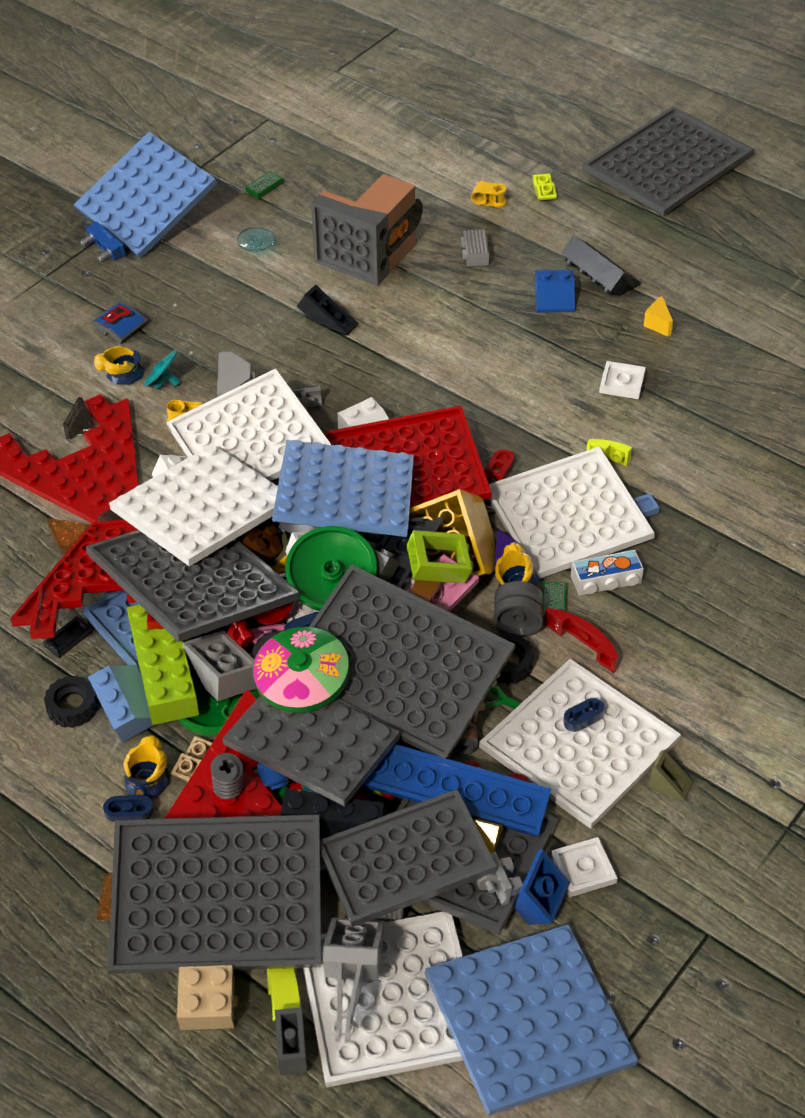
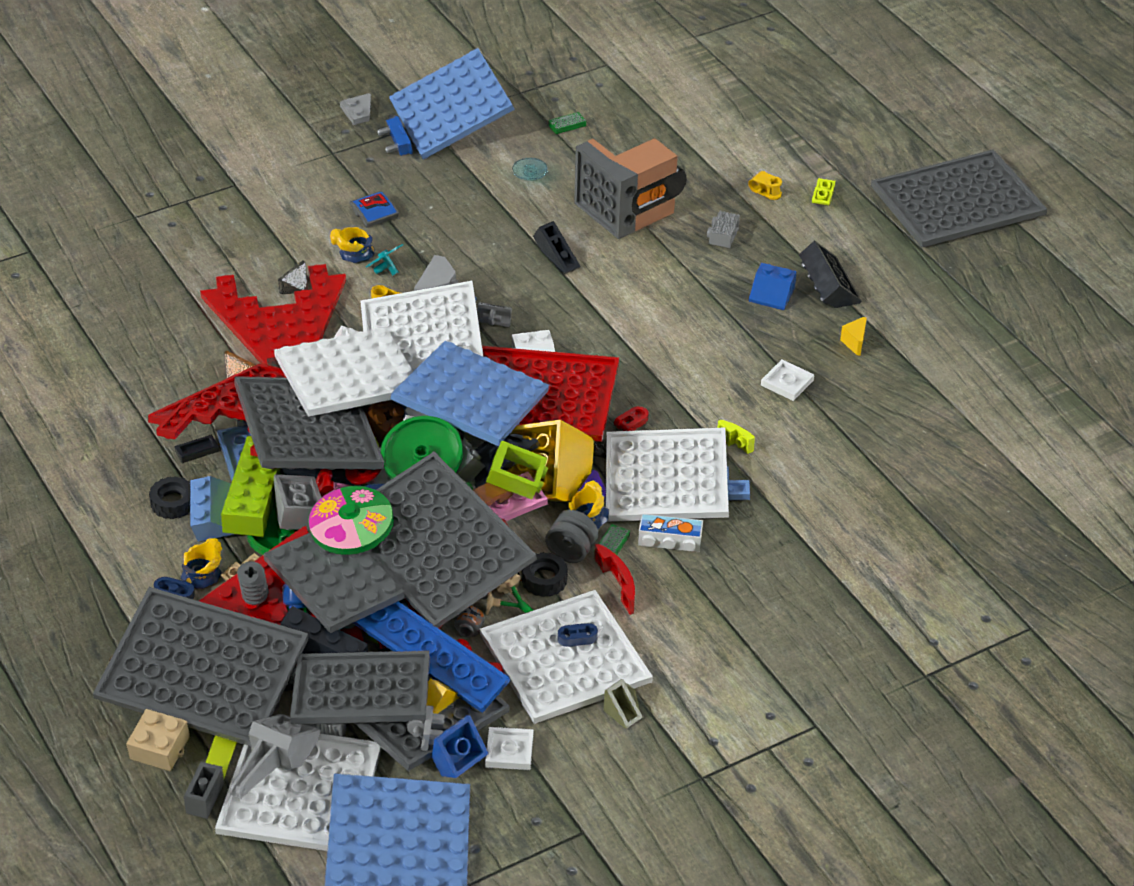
camera: 20 degrees right, 5 degrees down
(46, 225) = (357, 108): none -> light grey wing

